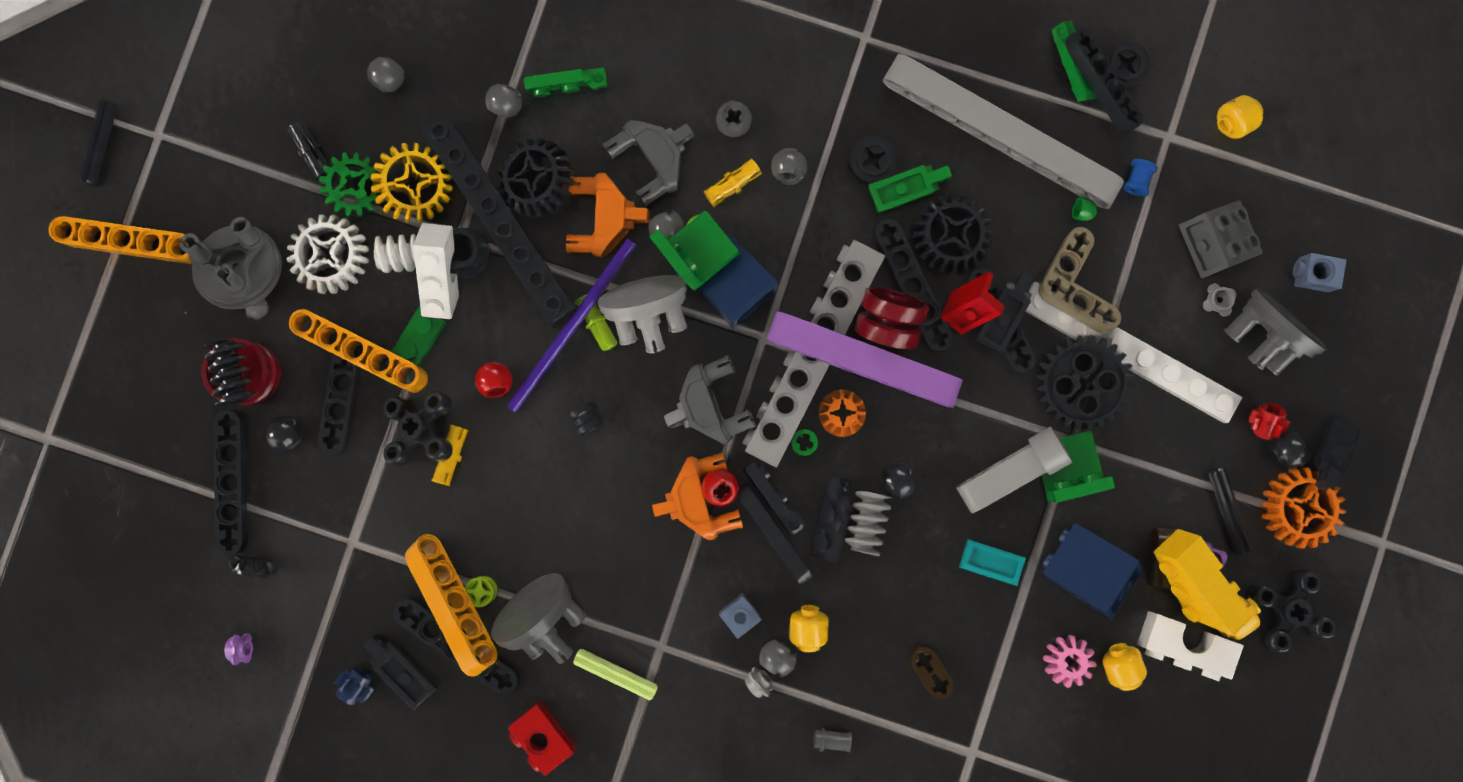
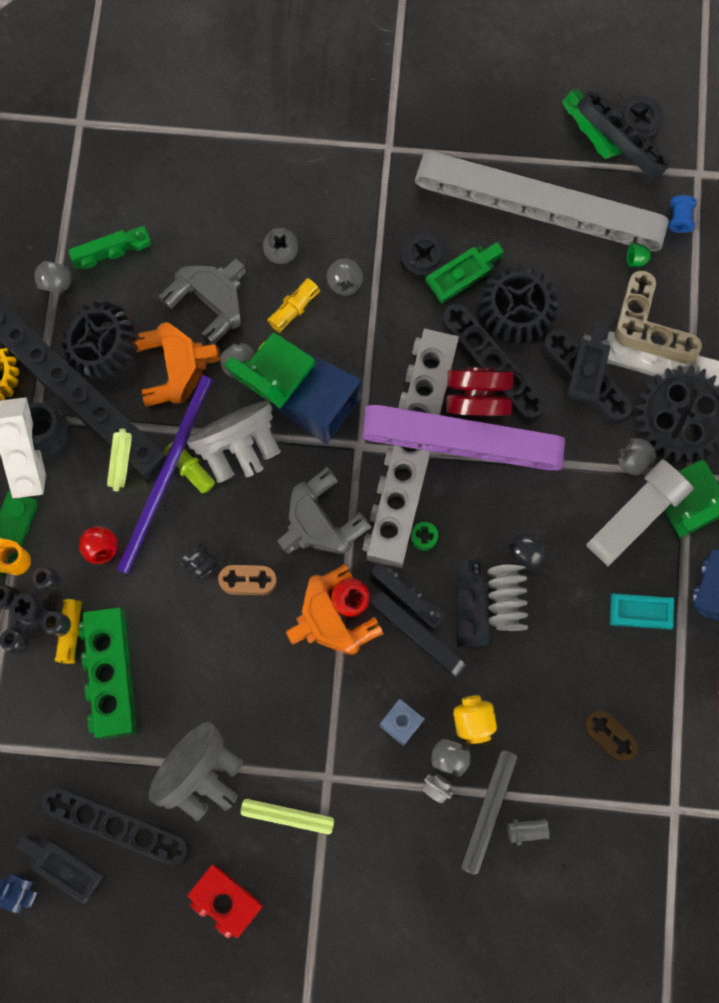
camera: 15 degrees left, 10 degrees down
(455, 618) = (101, 781): light orange beam -> none
(477, 591) = (123, 762): lime wheel -> none
(490, 491) = (122, 720): none -> green brick
(529, 305) = (119, 459): none -> yellowish green axle
(628, 437) = (247, 572): none -> medium nougat beam
(801, 714) = (489, 812): none -> dark grey axle
(832, 423) = (447, 510): orange gear -> none
(971, 305) = (555, 364): red panel -> none
(1027, 414) = (636, 456): none -> dark grey piece

